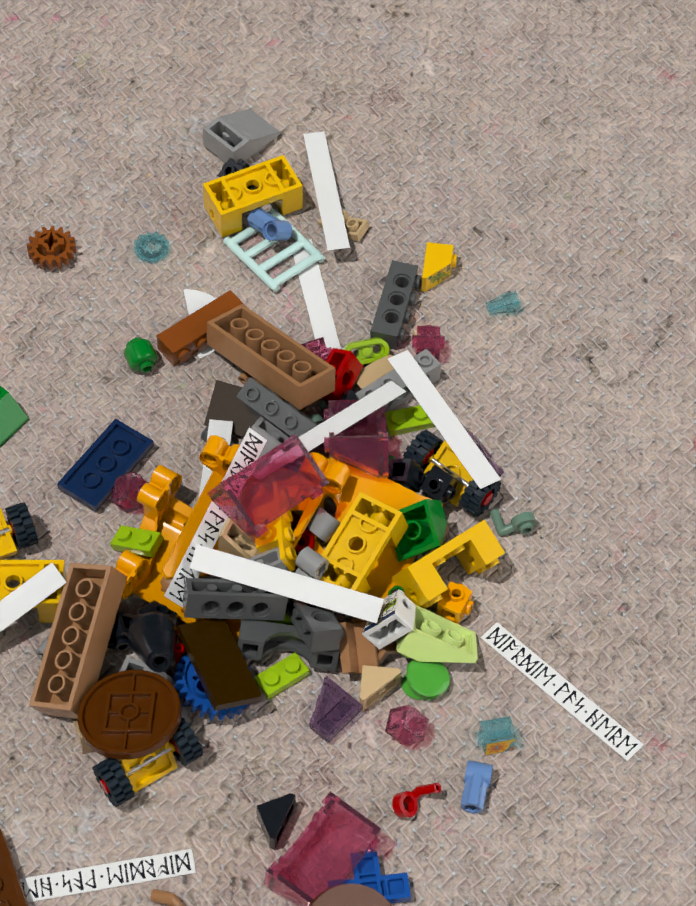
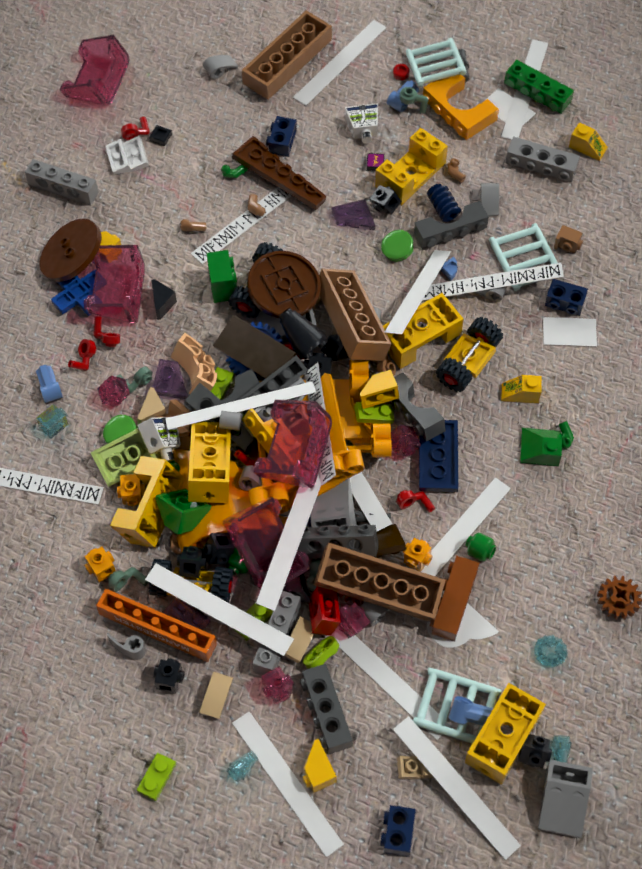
camera: 150 degrees right, 5 degrees up
(75, 883) = (254, 207): none -> medium nougat arm
(91, 544) = (426, 421): none -> dark grey arch
(115, 537) = (379, 389): none -> yellow slope
(148, 388) = (466, 526): none -> white sticker
(173, 438) = (407, 498): none -> red plate
(187, 792) = (221, 275): none -> green brick
(205, 377) = (417, 554): none -> light orange brick
(210, 170) = (561, 748): none -> clear light blue cone
(289, 702) = (195, 362): none -> light nougat brick
(362, 730) = (141, 377): none -> sand green plate
(366, 808) = (109, 339): none -> red plate
(399, 186) = (402, 831): none -> dark blue brick
(470, 279) = (288, 784): none -> white sticker
(489, 369) = (216, 695): none -> tan slope
(512, 454) = (156, 625): none -> orange brick
(527, 405) = (168, 675): none -> black brick
(533, 545) = (99, 563): none -> light orange brick
(546, 452) = (126, 650): none -> light grey panel
(588, 340) = (156, 776): none -> lime plate

